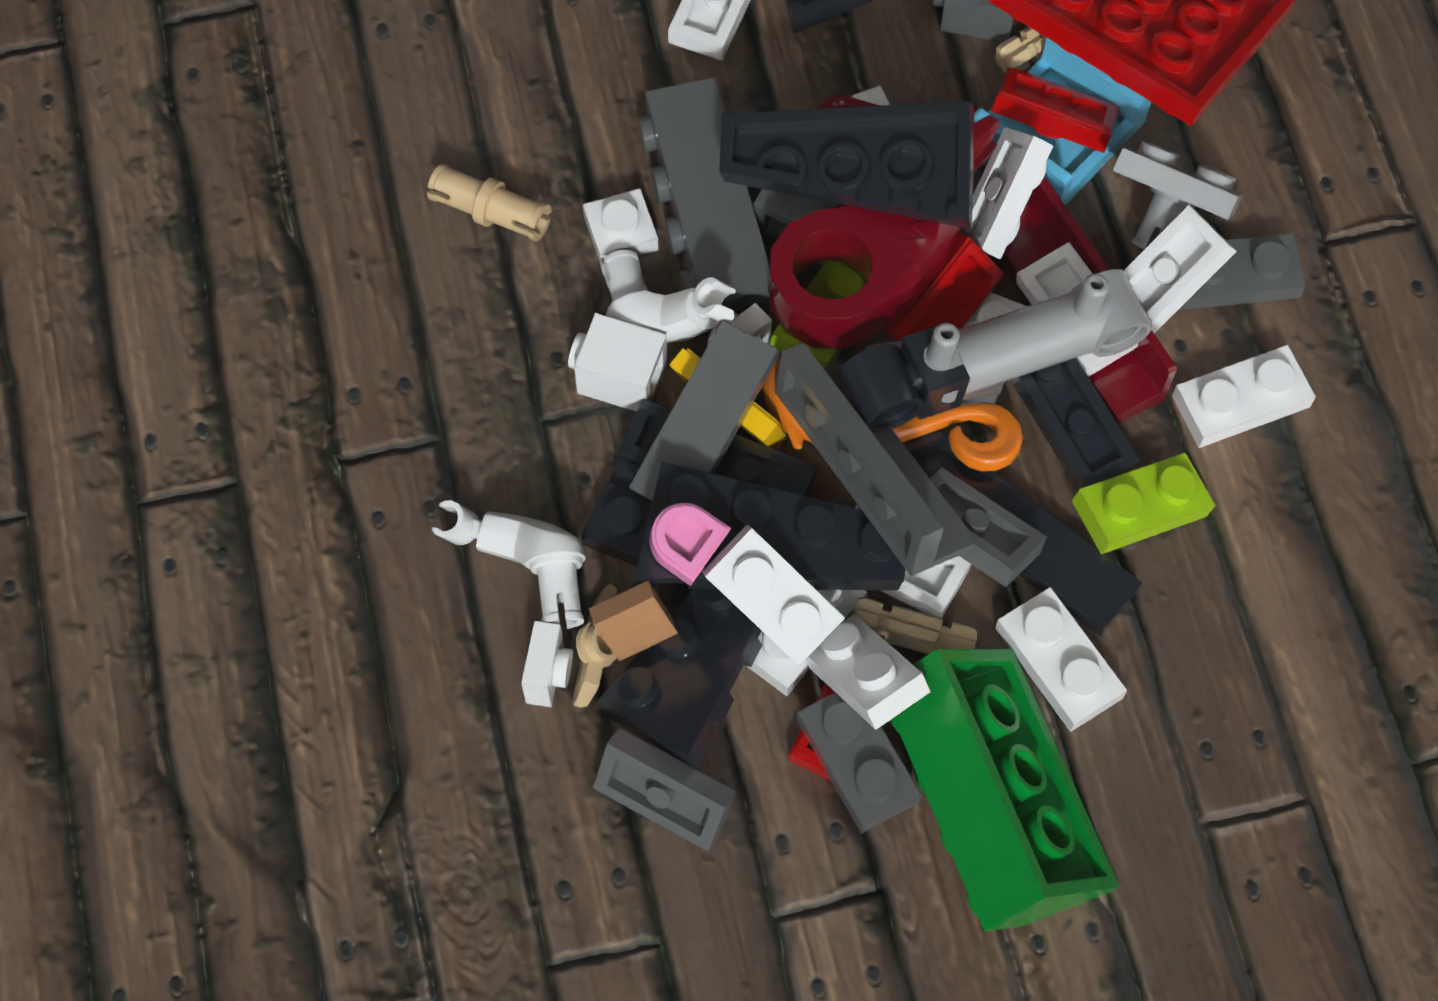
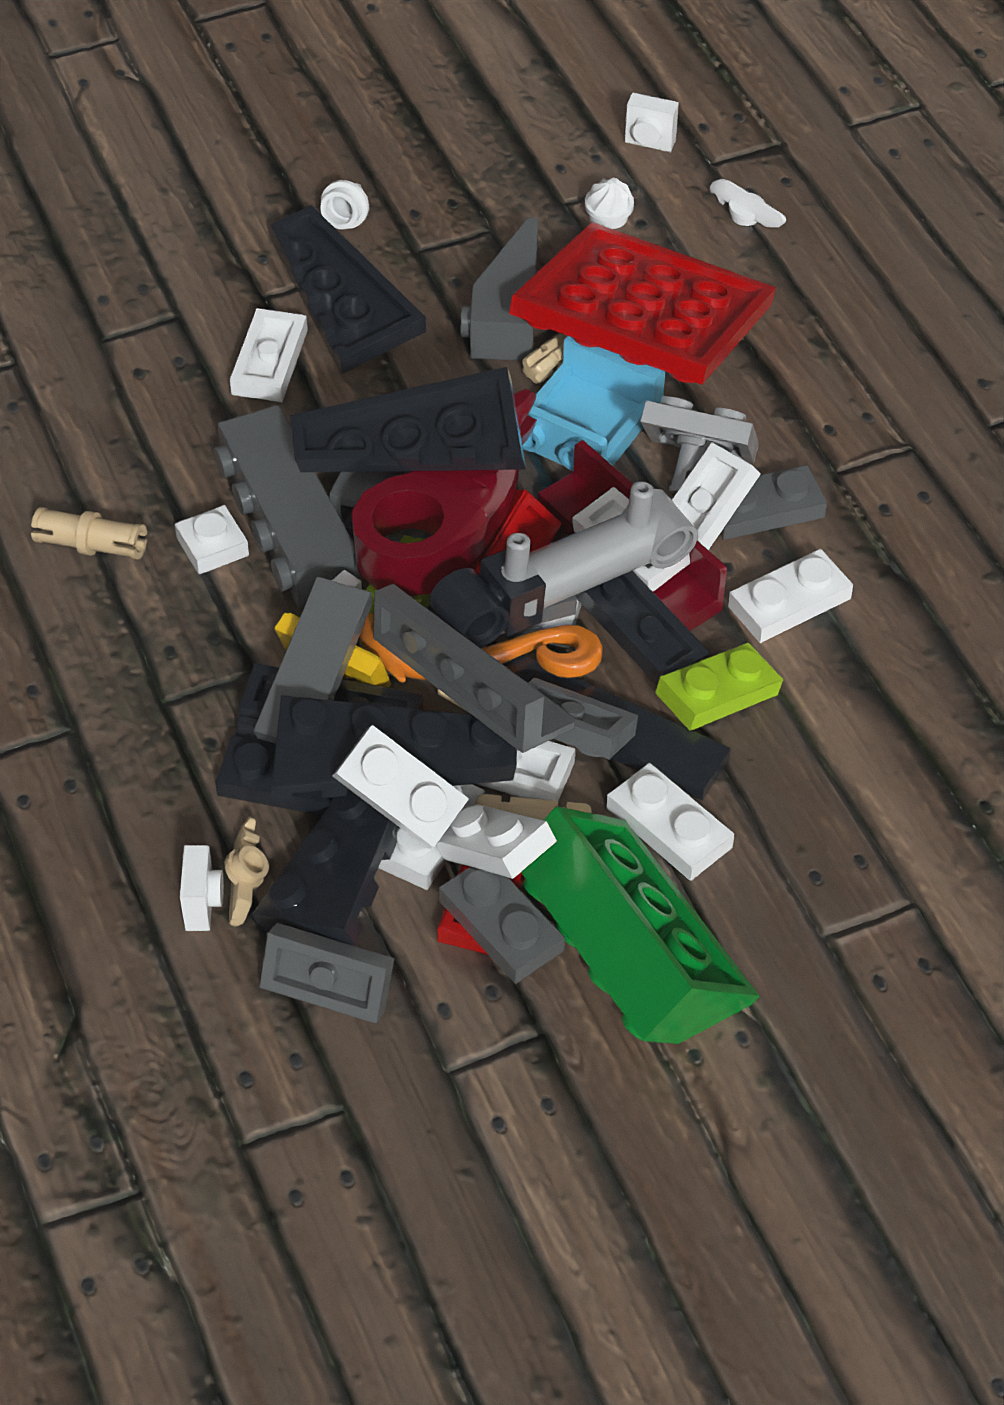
camera: 10 degrees left, 15 degrees down
(535, 544) = (166, 791): white arm -> none
(618, 362) = (227, 638): white brick -> none
(633, 620) = (275, 832): medium nougat tile -> none
(676, 314) = (265, 597): white arm -> none
(686, 539) = (314, 748): bright pink tile -> none
(1005, 188) = (550, 451): white plate -> none
(1056, 109) = (583, 396): red plate -> none

